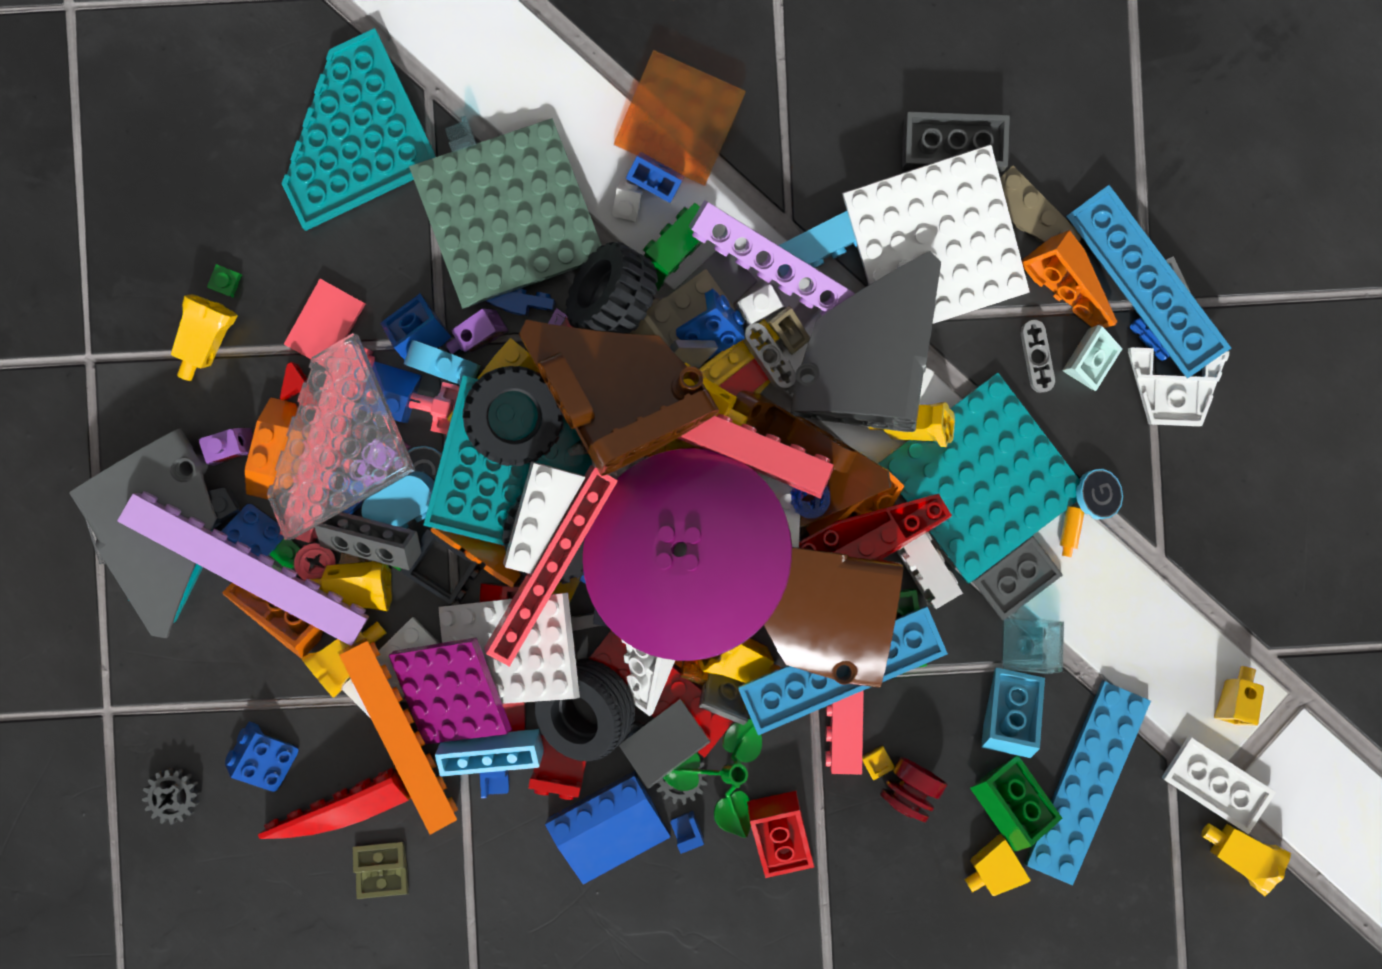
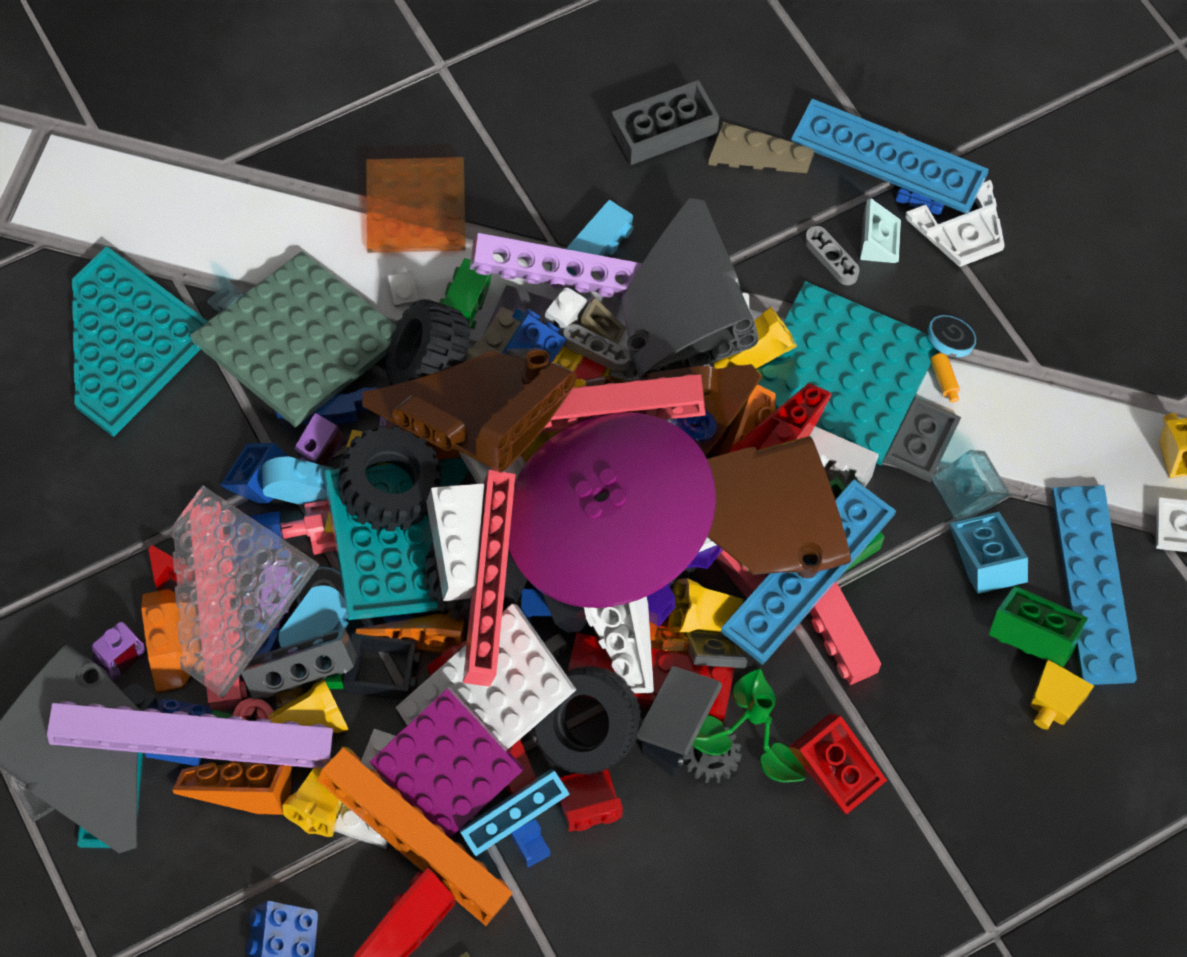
camera: 30 degrees left, 25 degrees down
(200, 333) = (51, 562): yellow piece -> none
(224, 280) = (52, 512): green plate -> none
(324, 320) = (162, 502): coral tile -> none
(607, 827) = (667, 837): blue slope -> none
(655, 177) = (418, 254): blue brick -> none
(687, 832) = (747, 803): blue panel -> none
(877, 762) = (892, 656): yellow tile -> none
(913, 789) = (936, 654): dark red wheel -> none
(957, 215) = (698, 163): white plate -> none
(1068, 272) = (820, 180): orange wedge -> none

